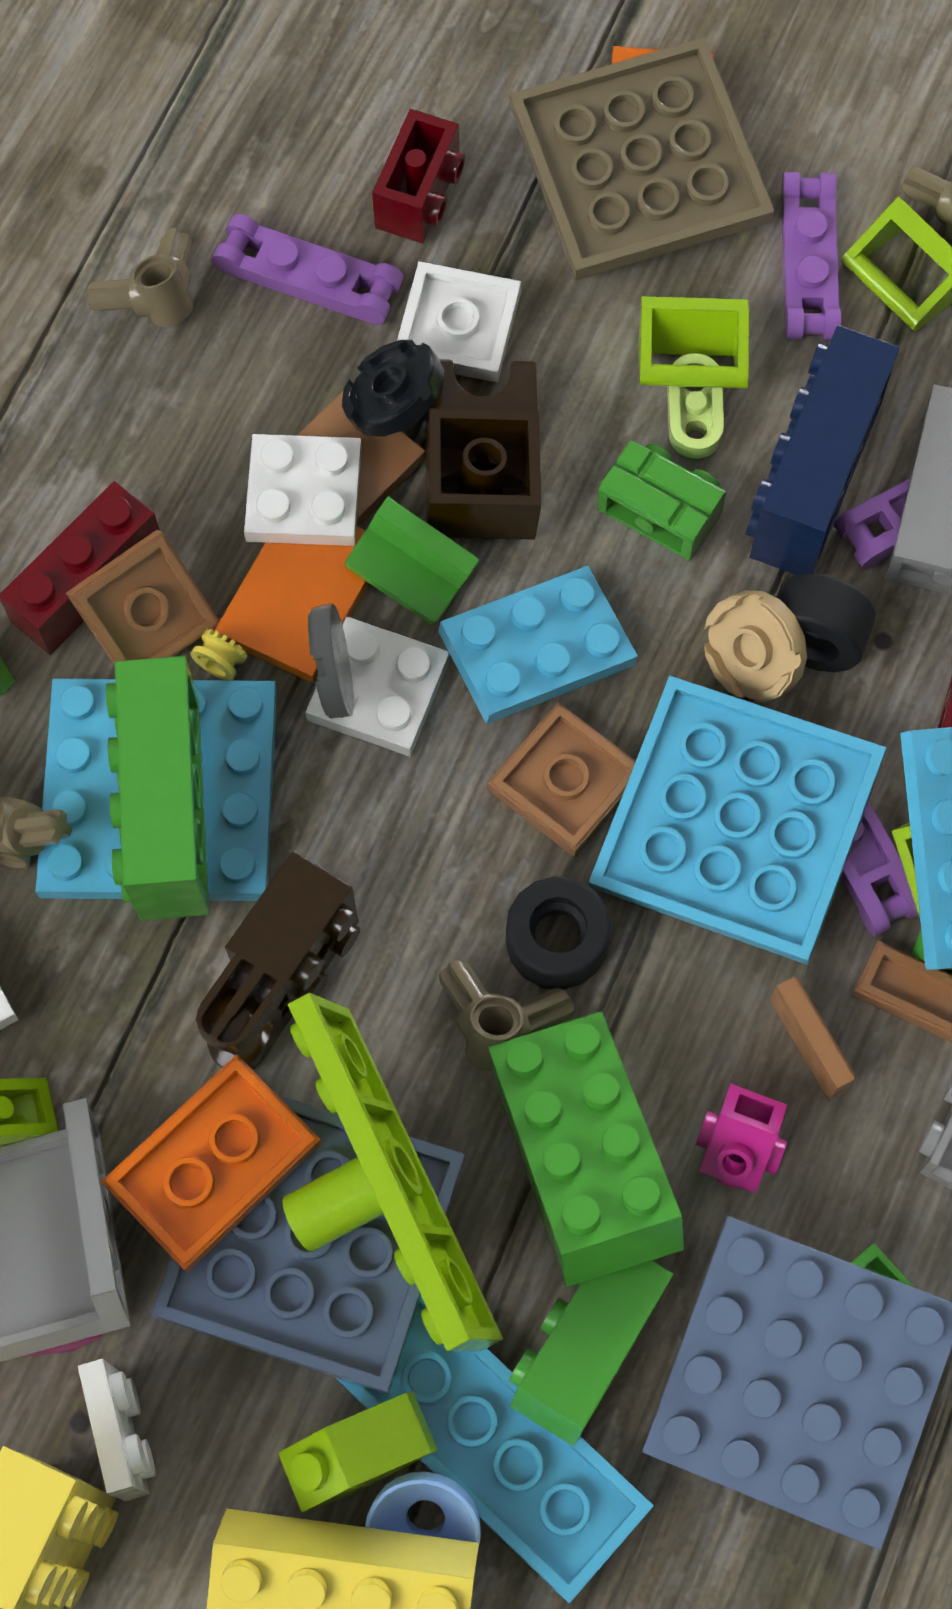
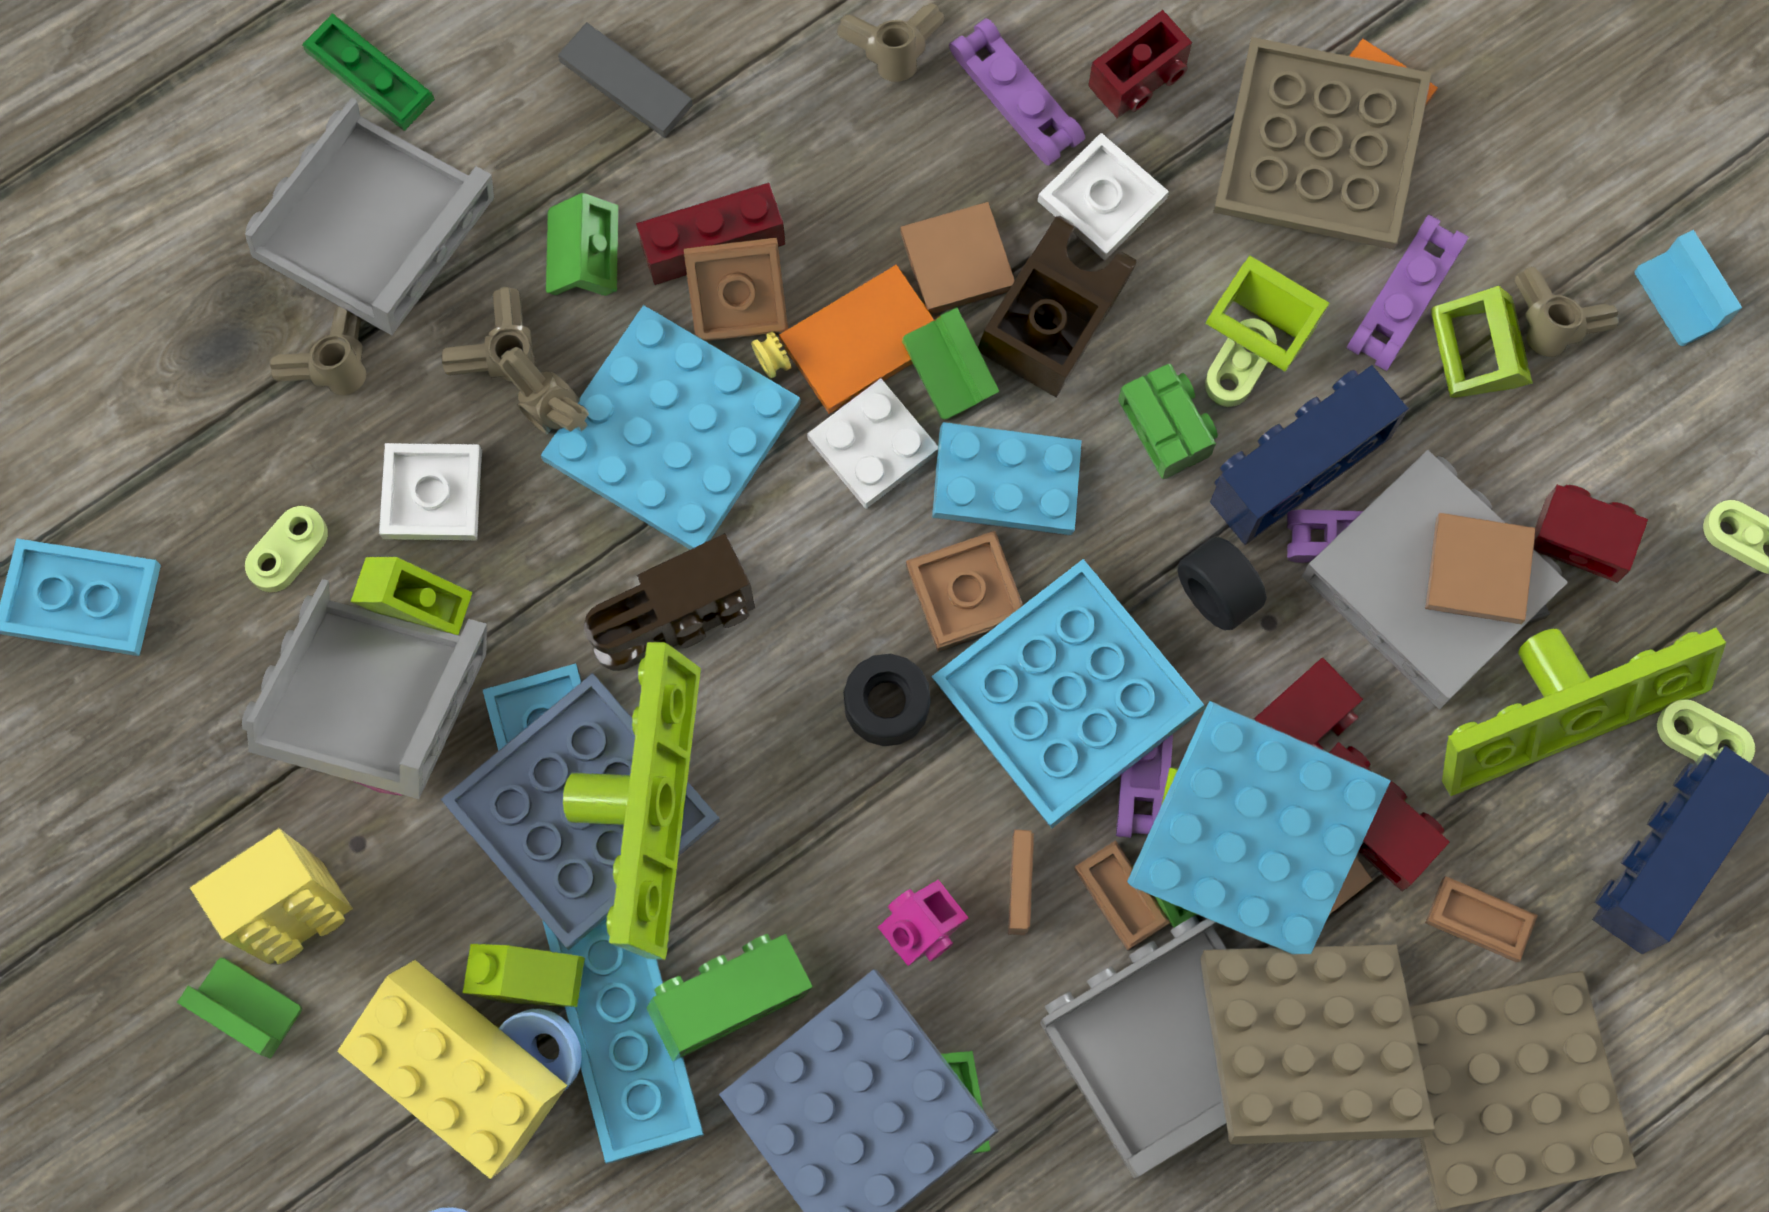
camera: 30 degrees right, 5 degrees up
(111, 1405) = (375, 851): white plate -> none
(159, 787) = (662, 433): bright green brick -> none
(211, 1163) = (541, 720): orange tile -> none
(303, 490) = (906, 264): white plate -> none
(332, 659) = (843, 404): dark grey tile -> none
(393, 388) = (1016, 224): black tile -> none
(497, 1013) = (800, 726): dark tan axle -> none
(586, 1149) = (804, 863): bright green brick -> none
(755, 646) = (1161, 573): tan tile -> none

